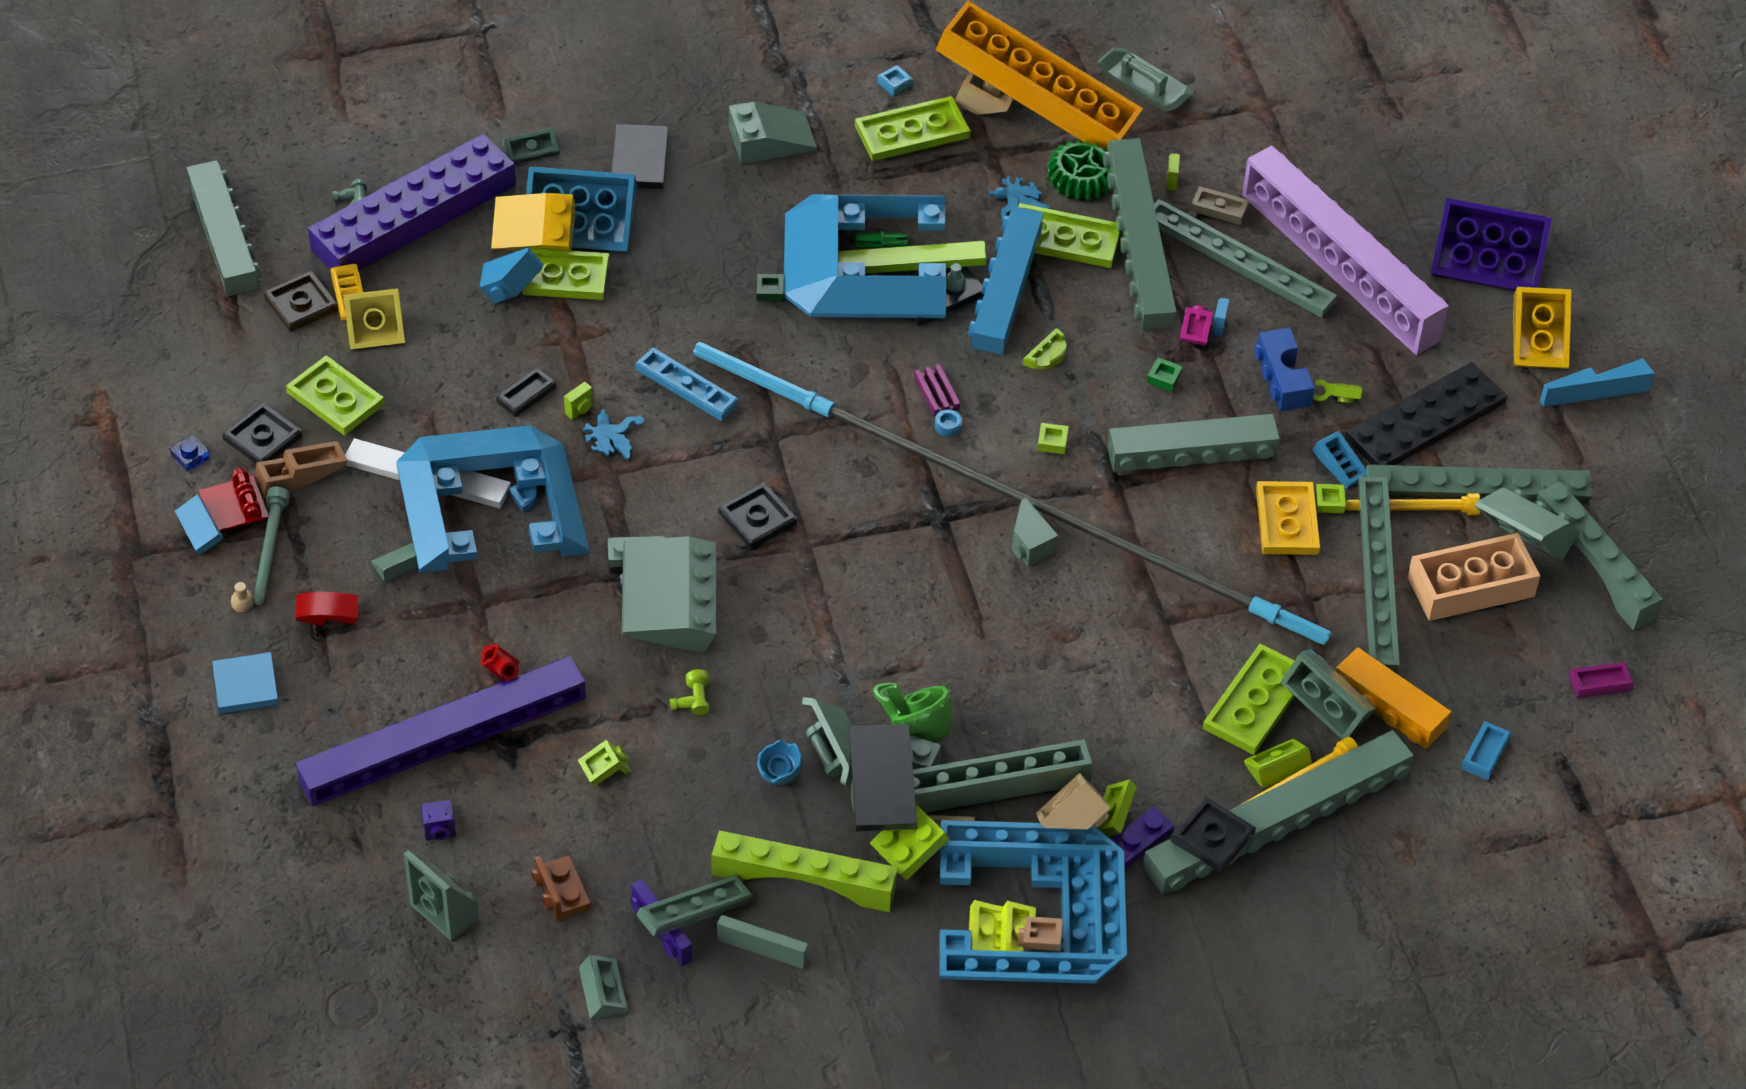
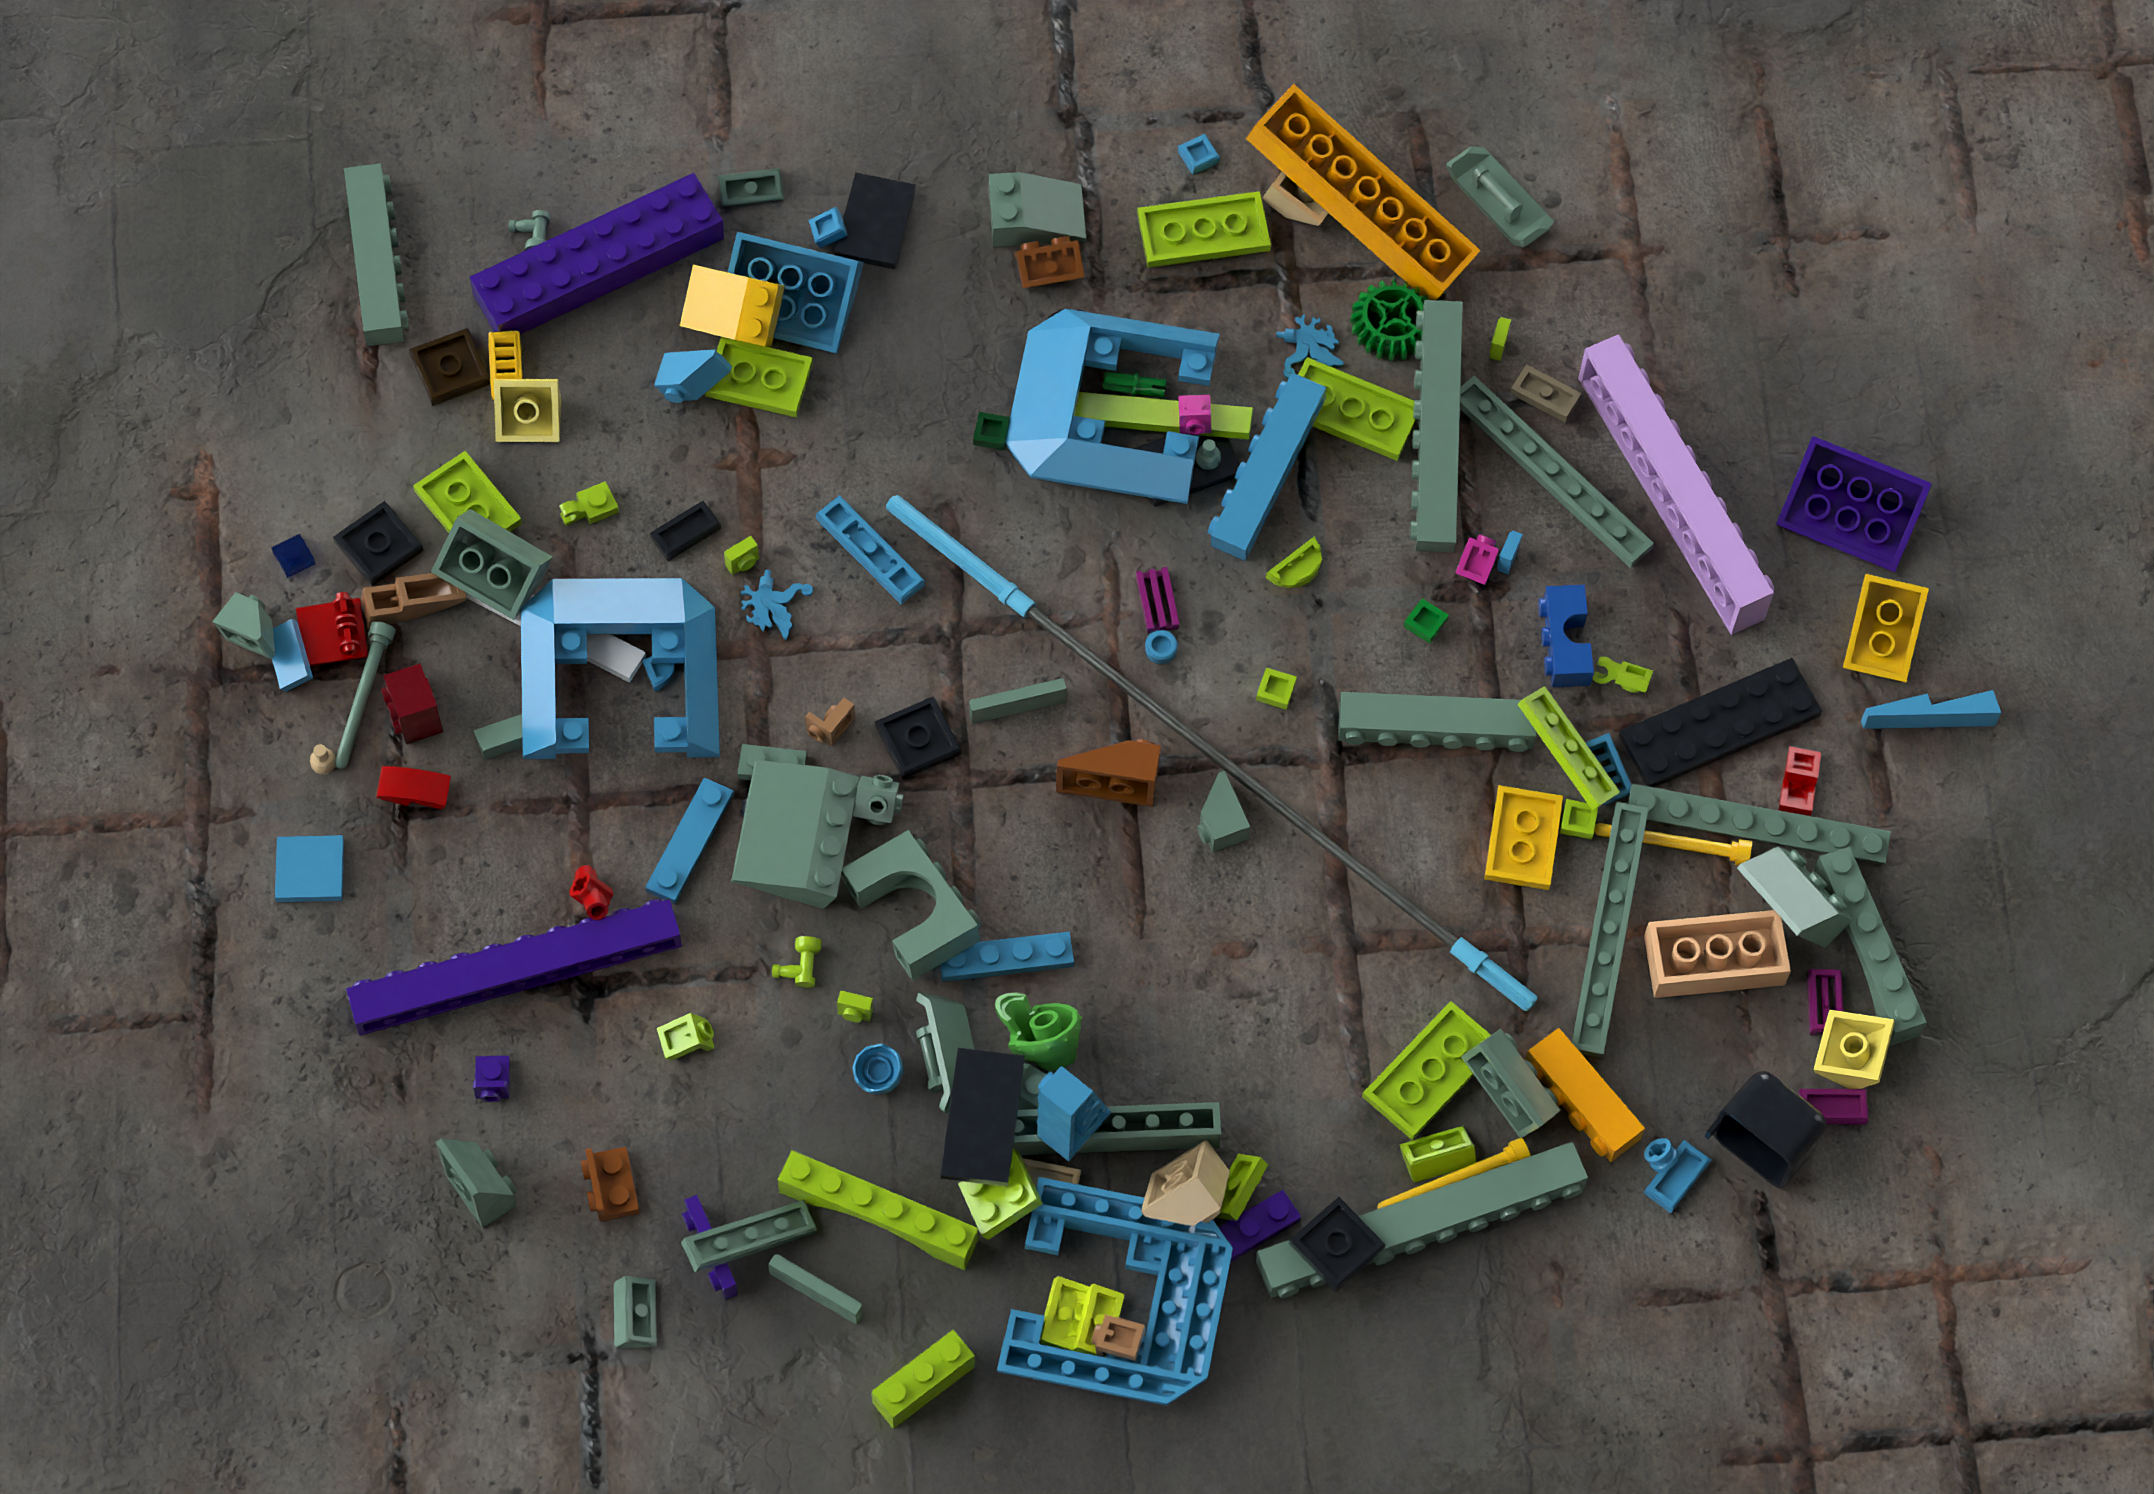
camera: 10 degrees right, 15 degrees up
(157, 504) = (247, 624): none -> sand green slope
(316, 543) = (411, 704): none -> dark red brick
(365, 430) = (491, 563): none -> sand green slope
(442, 382) = (593, 503): none -> lime plate
(577, 615) = (689, 841): none -> dark azure plate
(602, 162) = (828, 227): none -> dark azure tile
(683, 513) = (834, 725): none -> medium nougat bracket
(723, 560) = (877, 799): none -> sand green brick
(749, 718) = (854, 1007): none -> lime plate
(770, 606) = (906, 864): none -> sand green arch
(791, 165) = (1049, 263): none -> dark orange bracket
(837, 475) = (1017, 700): none -> sand green tile
(870, 666) = (1010, 957): none -> dark azure plate
(874, 998) = (923, 1379): none -> lime brick
(931, 512) = (1114, 772): none -> dark orange slope
(938, 249) = (1194, 414): none -> dark pink bracket
(960, 748) = (1067, 1112): none -> dark azure wedge
(1309, 443) = (1568, 748): none -> lime plate
(1468, 733) = (1661, 1155): none -> dark azure bush
(1503, 446) = (1799, 781): none -> red slope
(1556, 695) = (1769, 1128): none -> black piece
(1576, 622) = (1814, 1027): none -> magenta tile
(1608, 630) = (1853, 1049): none -> light yellow slope

